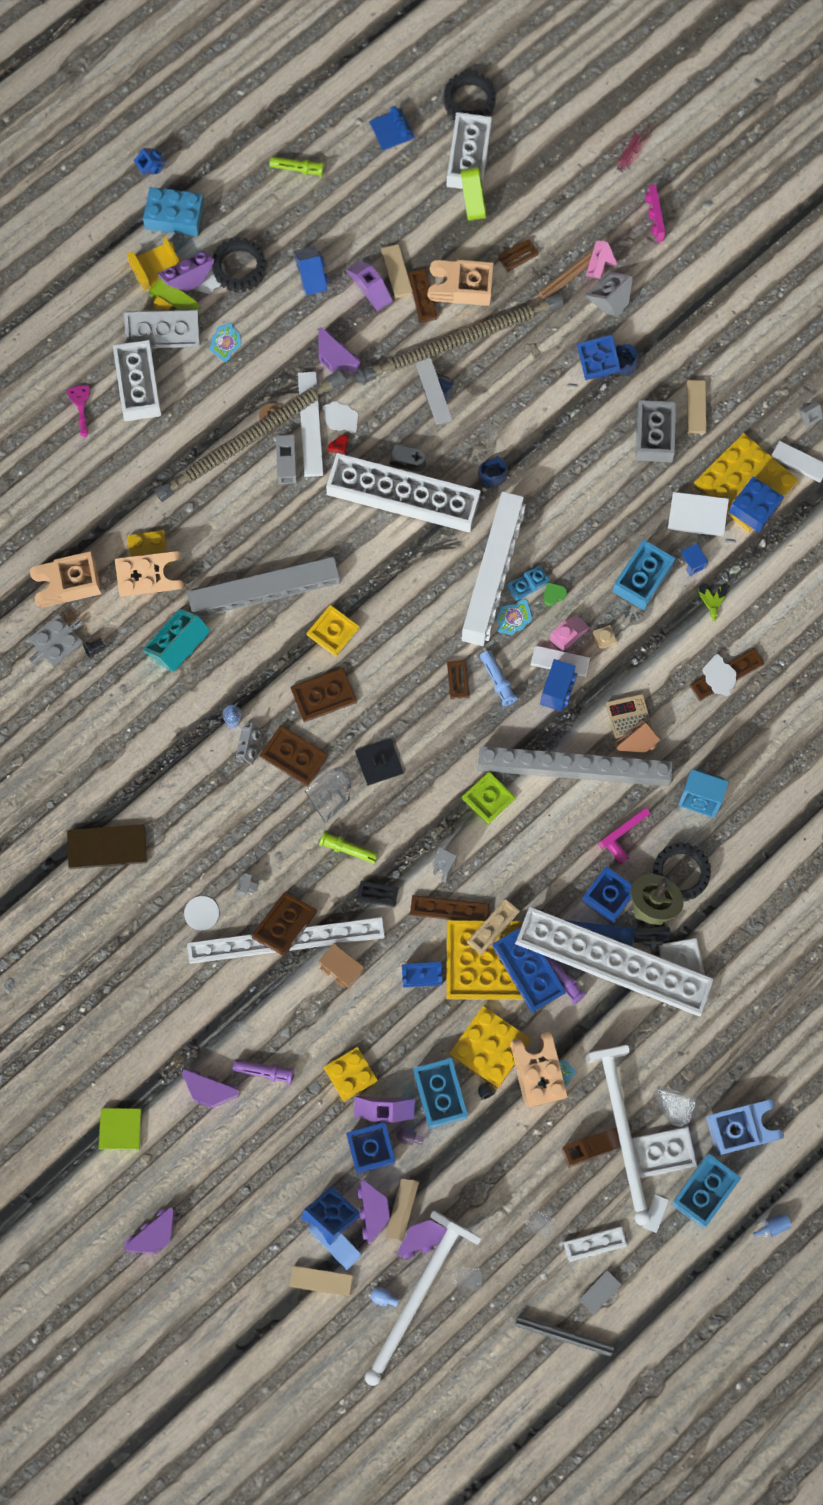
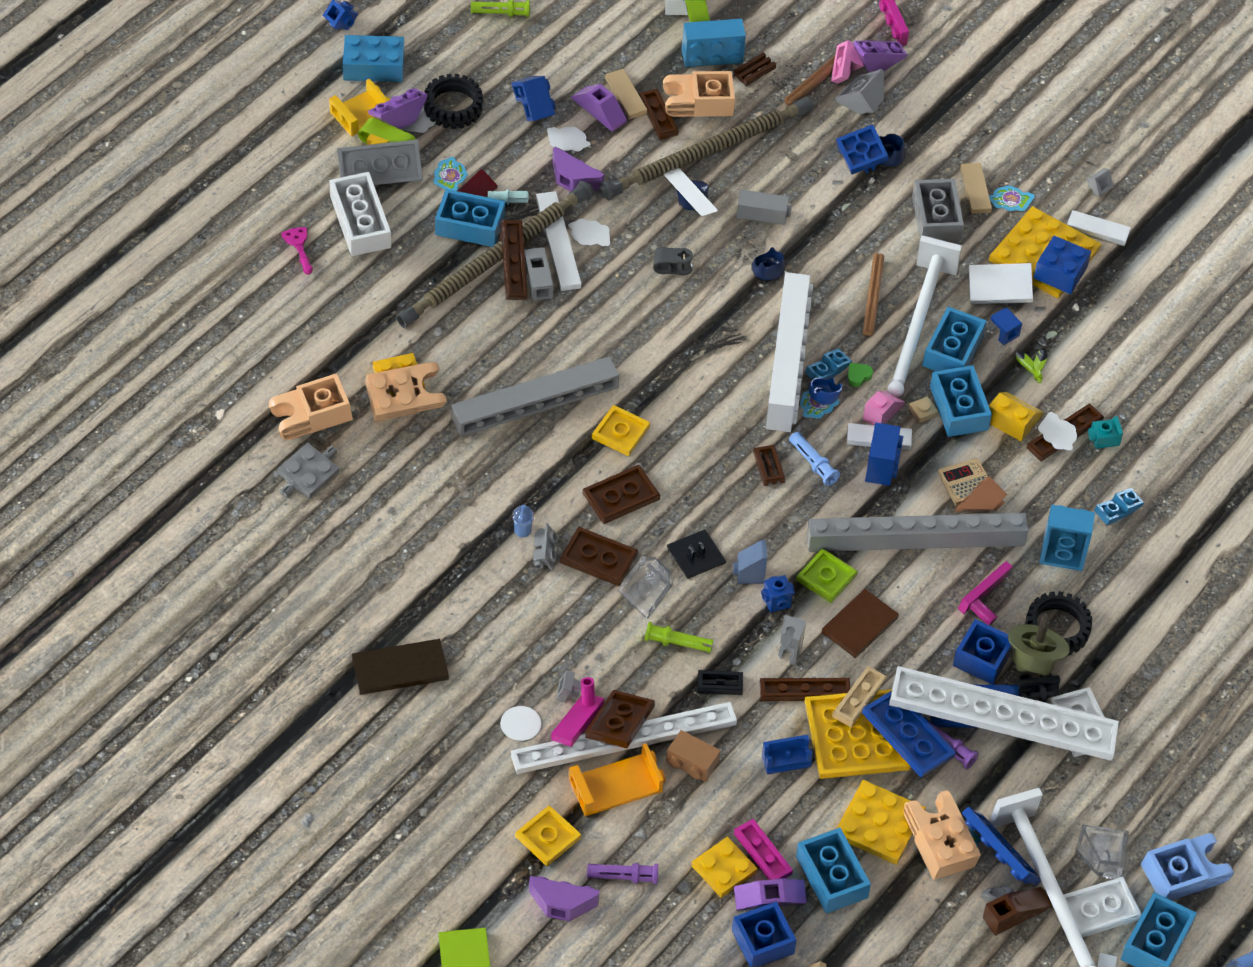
camera: 10 degrees left, 20 degrees down
(93, 646) = (351, 471): black piece -> none
(176, 639) = (446, 454): teal slope -> none
(206, 1027) = (548, 835): none -> yellow plate
(233, 395) = (469, 218): none -> dark azure brick
(245, 363) = (479, 184): none -> dark red slope
(249, 917) = (579, 715): none -> dark pink piece
(265, 444) = (514, 260): none -> reddish brown tile
(272, 373) = (510, 196): none -> light aqua axle
(273, 982) = (617, 782): none -> light orange panel
(336, 313) = (567, 138): none -> white sticker
(339, 445) = (593, 258): red tile -> none
(385, 1065) = (762, 851): none -> dark pink plate
(403, 492) = (674, 291): white brick -> none
(409, 1137) = (804, 922): clear purple cylinder -> none
(422, 783) = (751, 564): none -> sand blue slope
(441, 820) = (777, 593): none -> blue brick
(483, 227) = (713, 42): none -> dark azure brick
(486, 1091) = (884, 866): black hinge -> none
(499, 409) = (763, 207): none -> light grey brick
(508, 849) = (860, 623): none -> reddish brown tile
(519, 610) = (824, 391): none -> blue hair
(577, 1130) = (993, 893): none -> light grey tile
(582, 511) = (873, 294): none -> medium nougat axle
(588, 1089) = (1005, 852): none -> blue plate
(634, 254) = (879, 54): none -> medium lavender slope
(637, 636) = (960, 401): none -> dark azure brick
(646, 483) = (937, 257): none -> white piece
(684, 652) = (1013, 415): none -> yellow slope
(726, 420) = (1011, 198): none -> sticker
(759, 758) = (1119, 507): none -> dark azure slope
(762, 687) = (1106, 433): none -> teal brick

